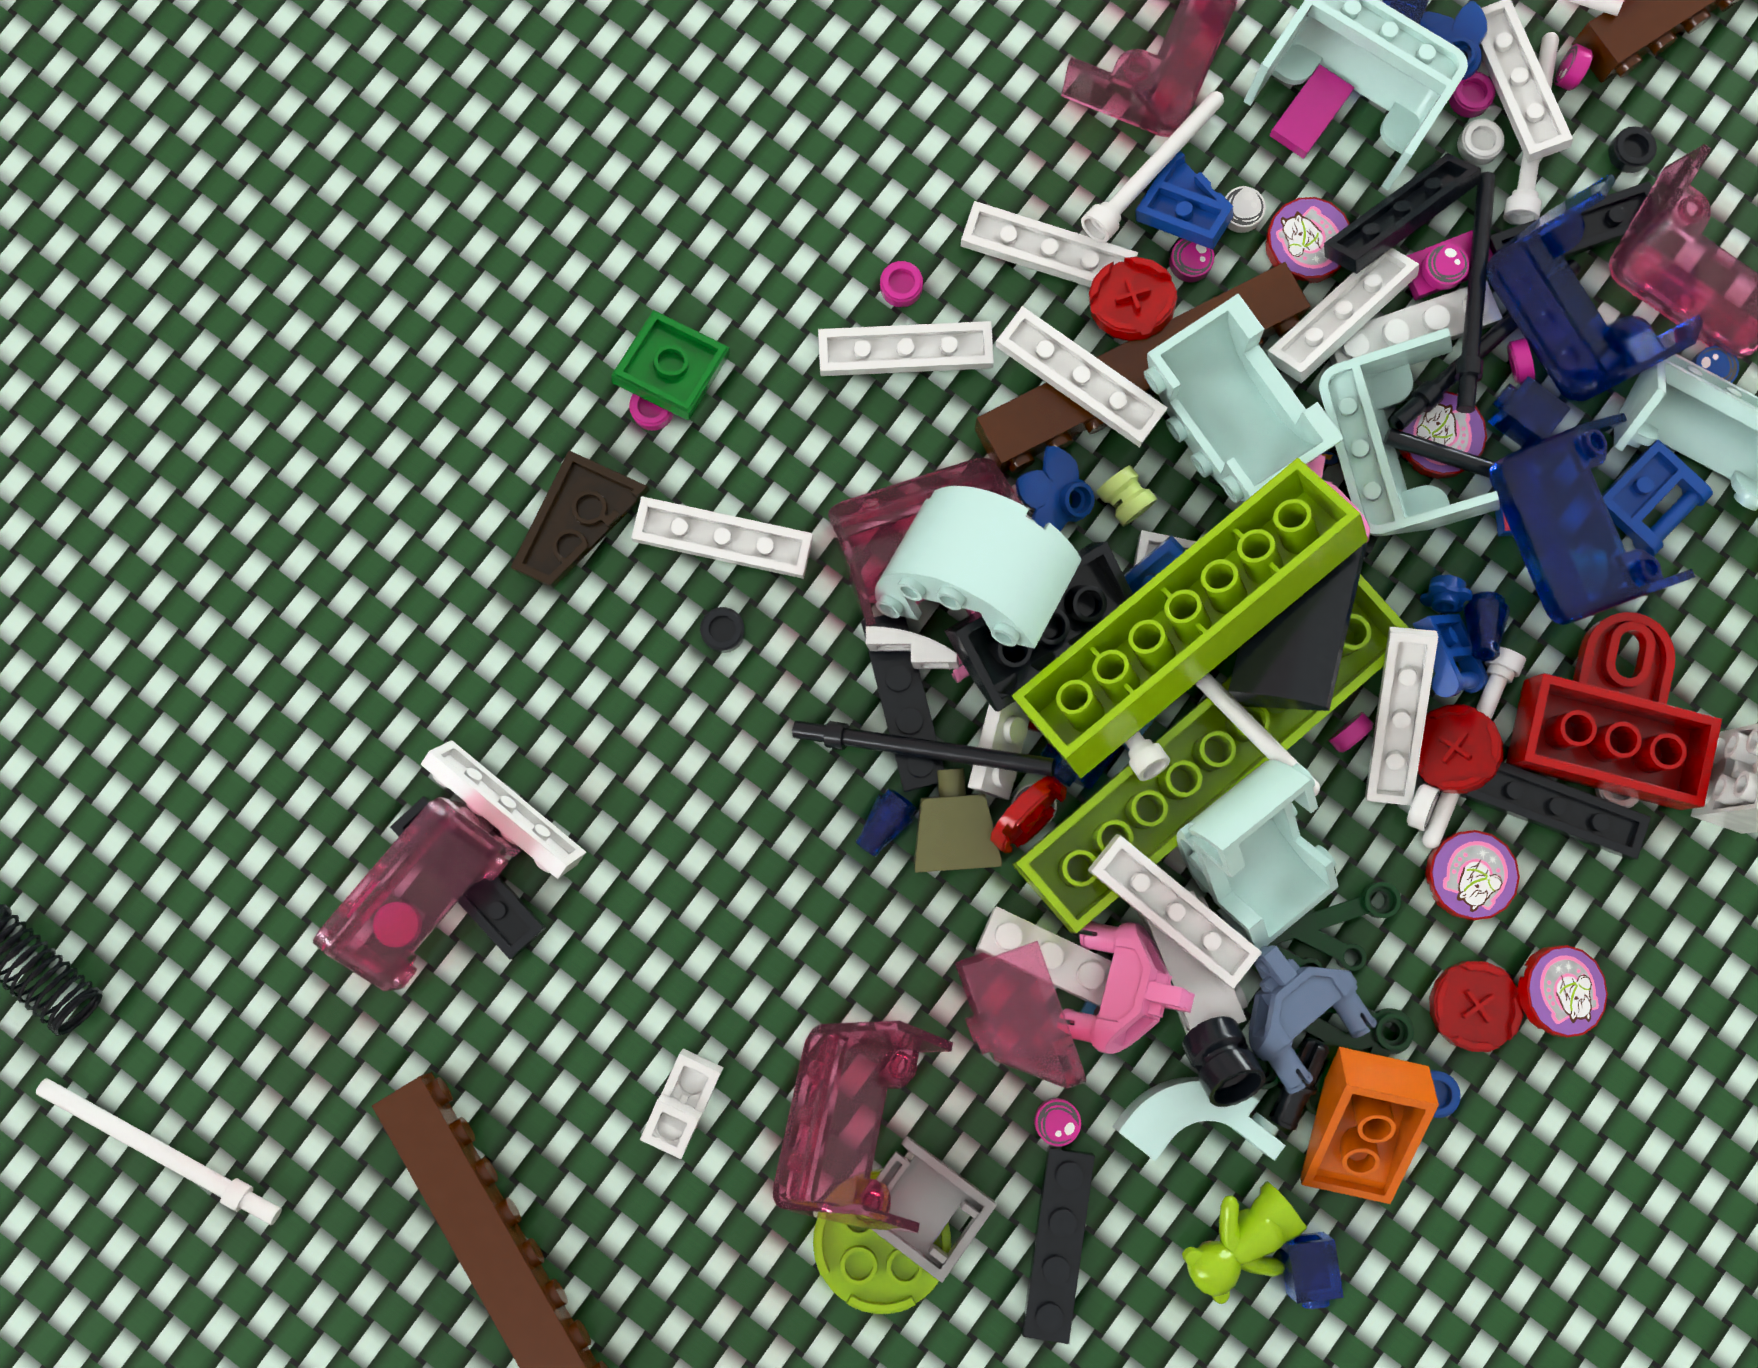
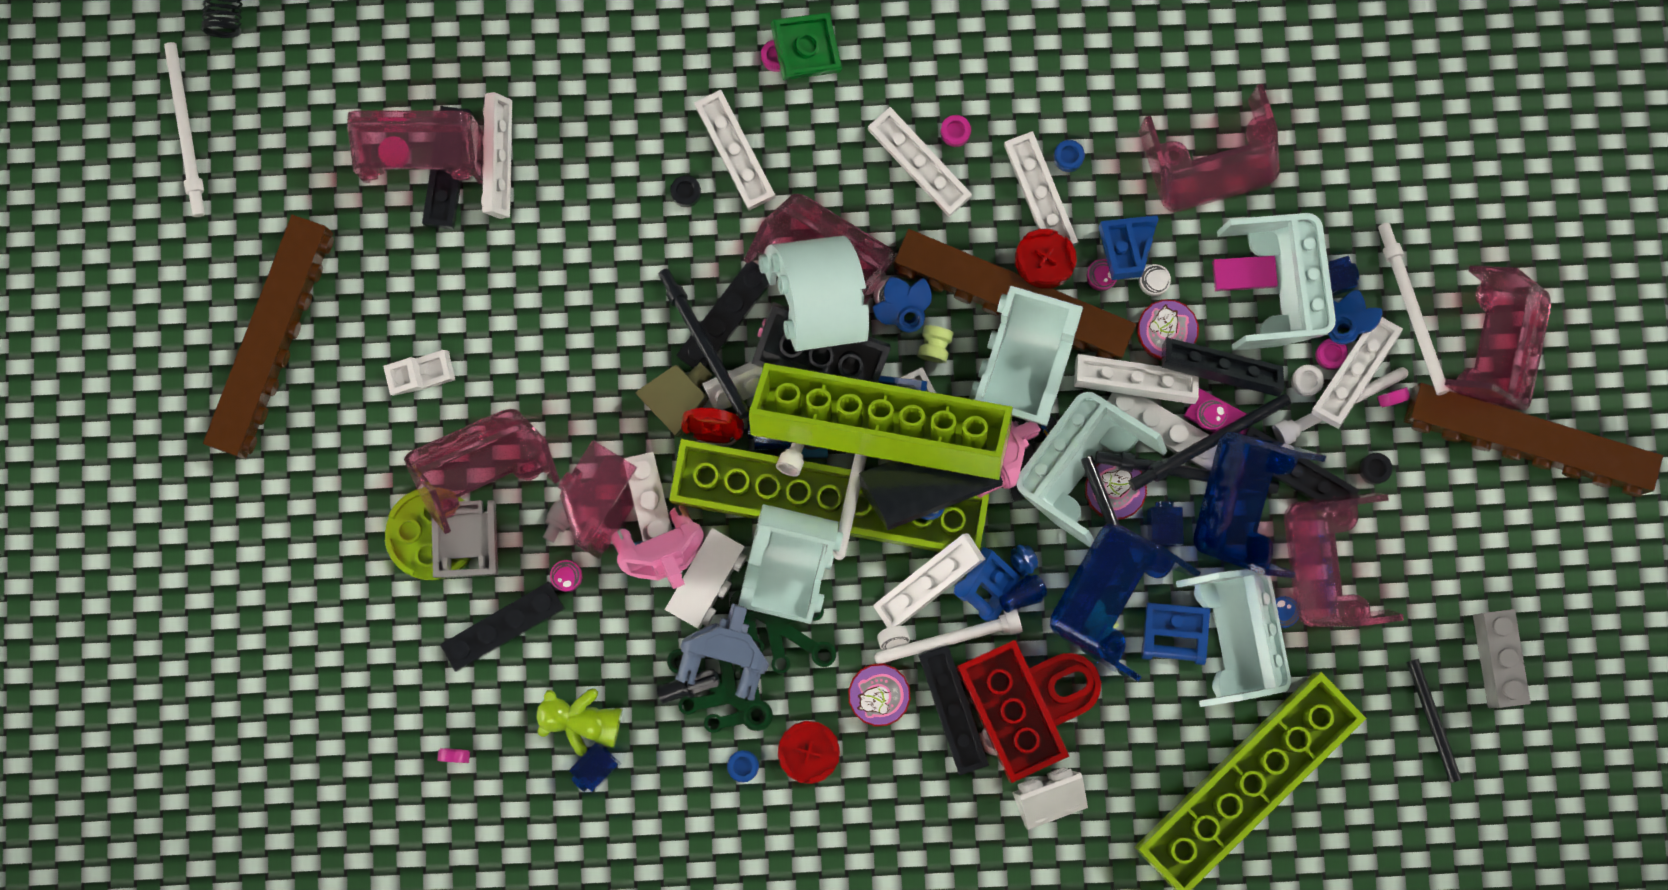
camera: 55 degrees right, 0 degrees up
(574, 518) = (681, 64): dark brown wing -> none
(886, 821) = (652, 358): clear blue cone -> none
(924, 651) = (753, 300): white slope -> none
(985, 1078) = (556, 521): none -> light grey cylinder
(1029, 188) = (1069, 155): none -> blue tile
(1080, 376) = (974, 264): white plate -> none
(1103, 219) = (1078, 207): white piece -> none
(1174, 911) = (721, 540): white plate -> none
(1174, 1104) = (622, 627): light aqua arch -> none
(1223, 1061) = (663, 629): black wheel -> none
(1351, 732) = (902, 567): dark pink tile -> none
(1368, 1124) = (693, 737): orange slope -> none
(1459, 749) = (940, 630): red tile -> none
(1520, 360) = (1192, 499): dark pink tile -> none
(1563, 991) = (853, 791): tile -> none

